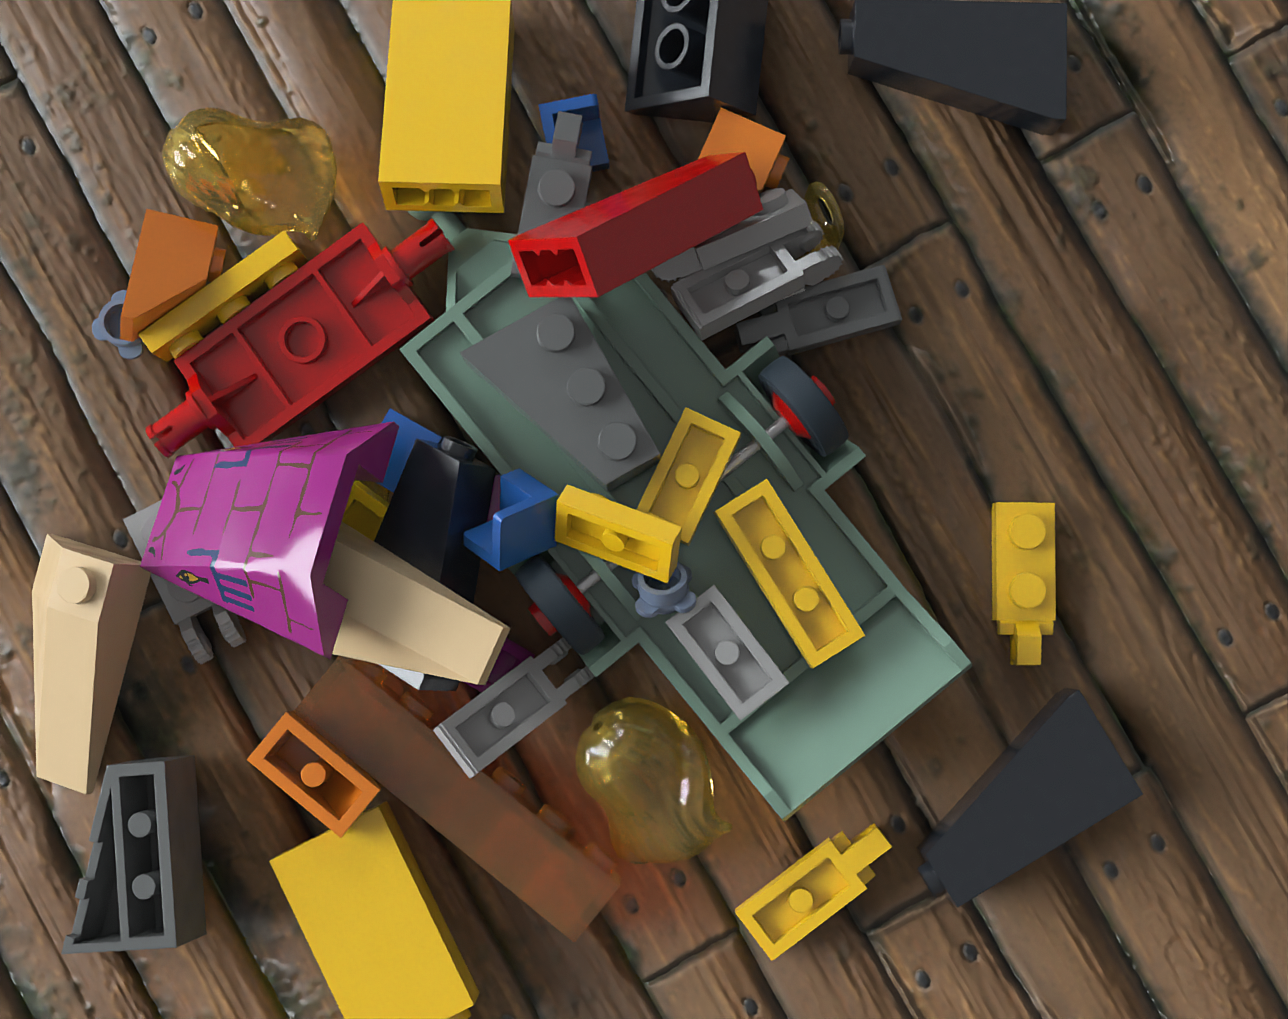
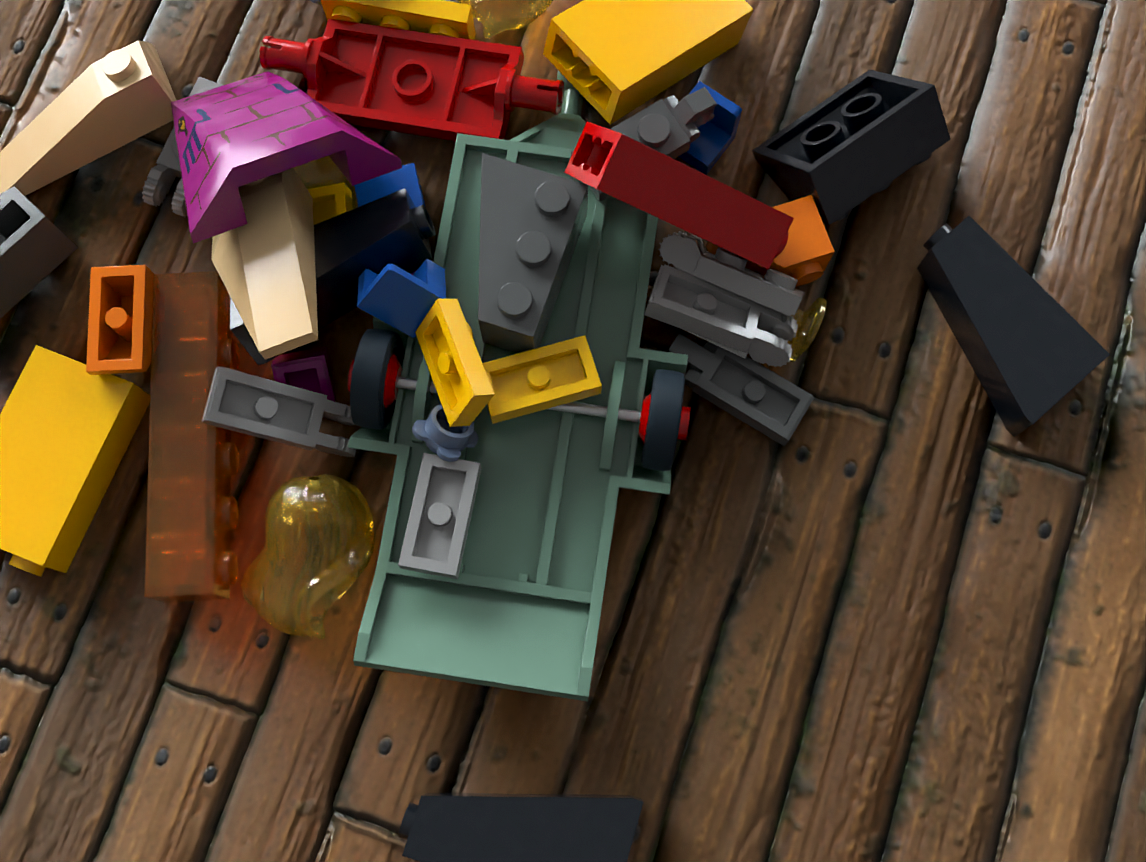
camera: 50 degrees right, 10 degrees down
(789, 573) = (534, 509): yellow plate -> none
(812, 890) = (329, 739): yellow hinge -> none
(1023, 576) = (692, 691): yellow hinge -> none

